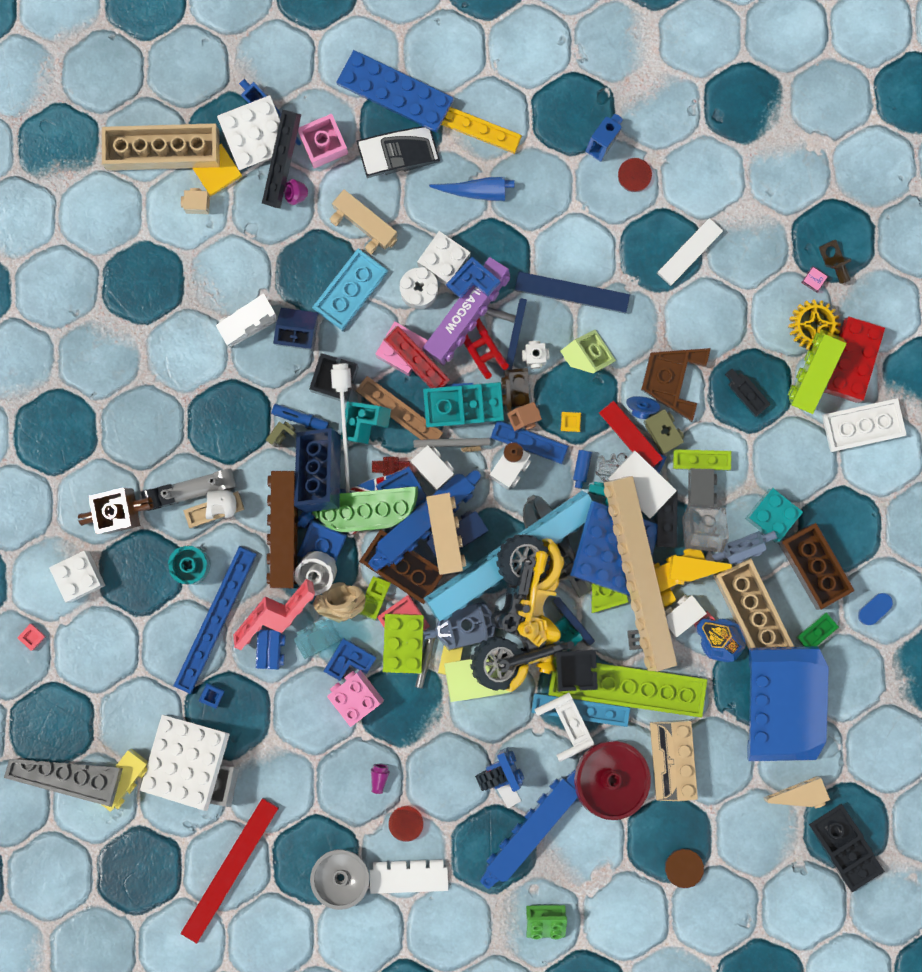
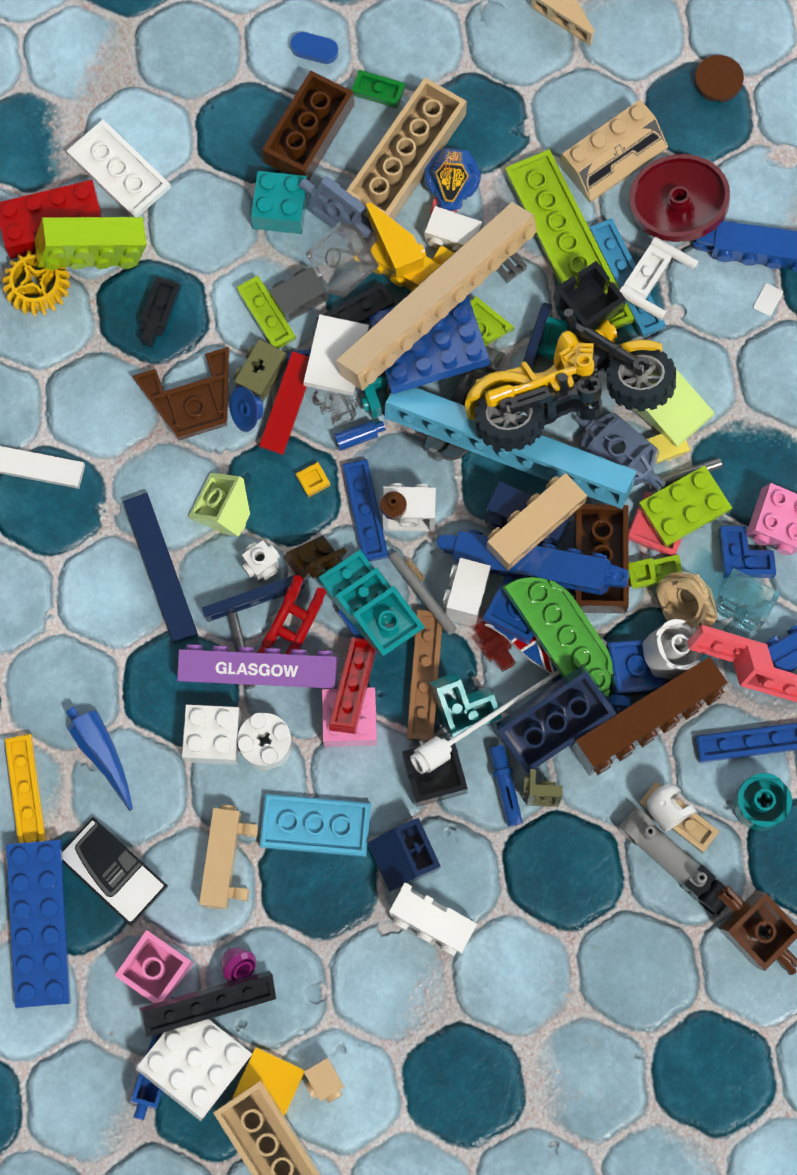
camera: 120 degrees left, 10 degrees down
(472, 274) = (211, 684): blue plate -> none
(501, 773) = (753, 314): blue plate -> none
(524, 417) = (341, 529): nougat brick -> none
(787, 703) = (476, 70): blue slope -> none

